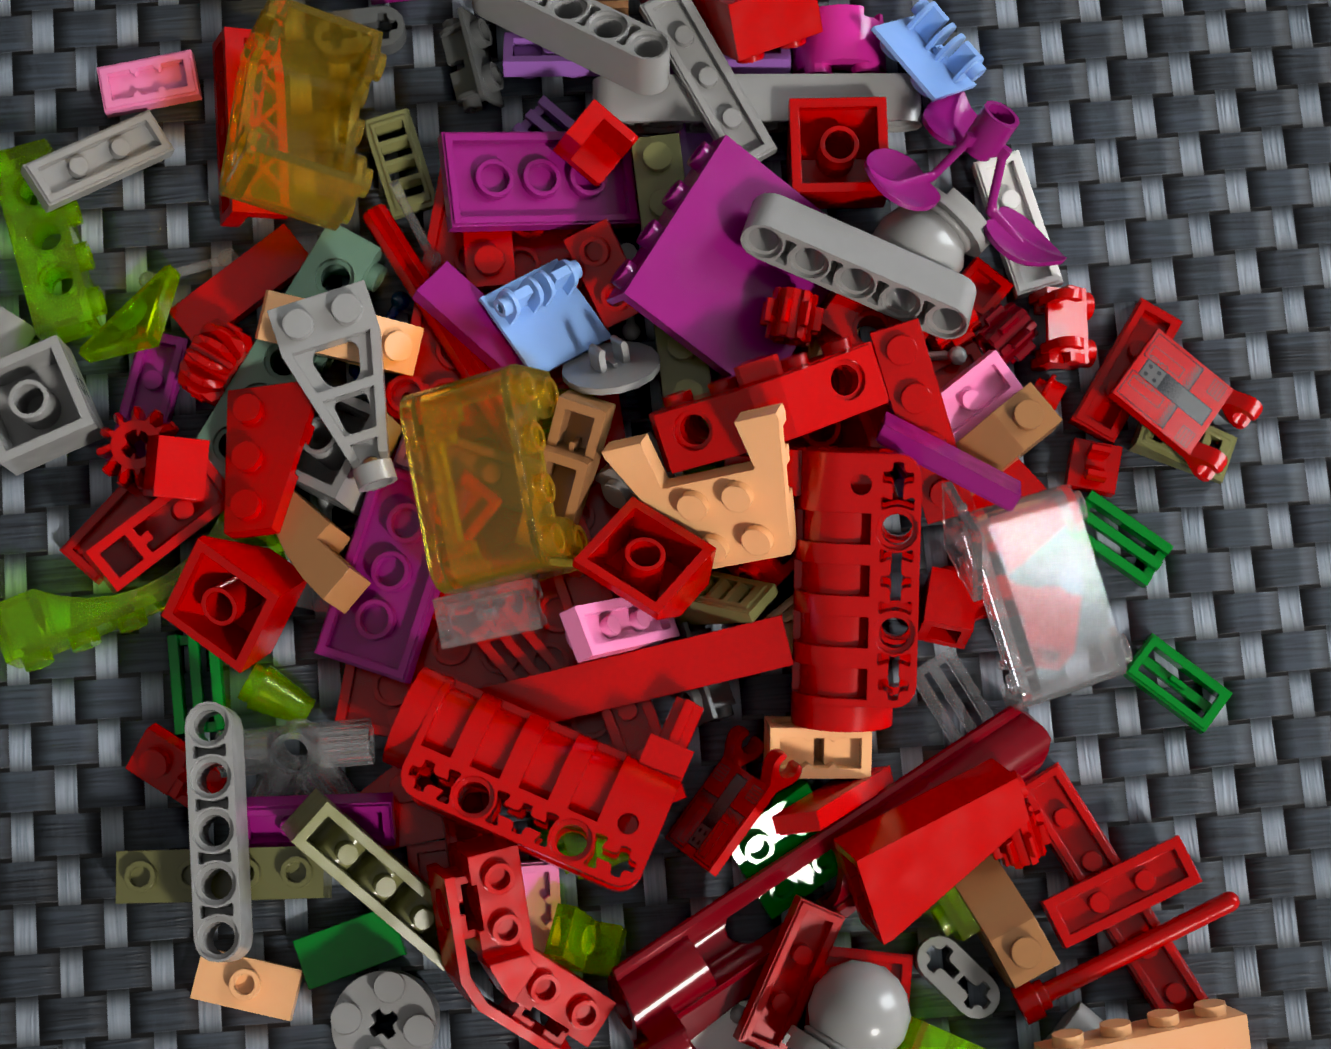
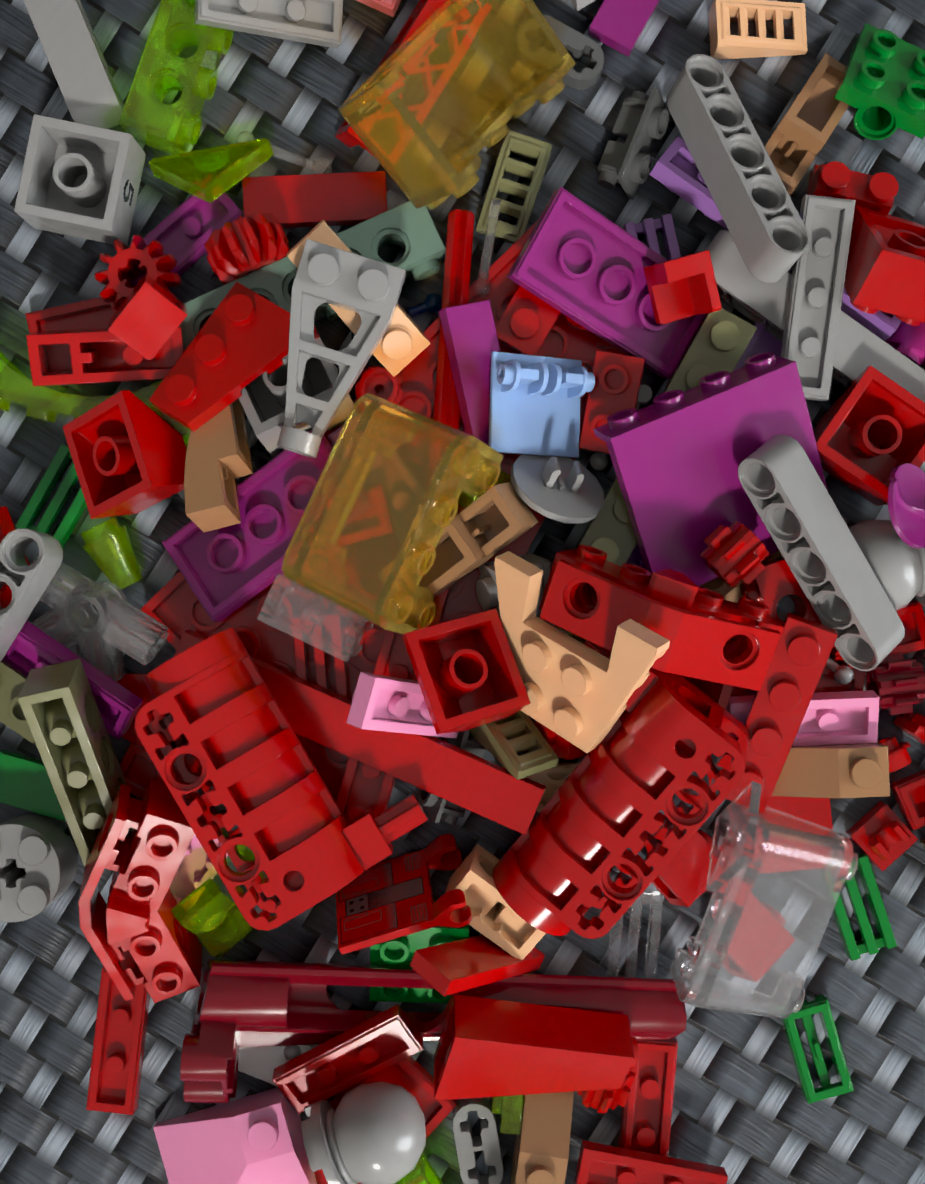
camera: 40 degrees right, 10 degrees up
(949, 462) = (772, 770): magenta tile -> none

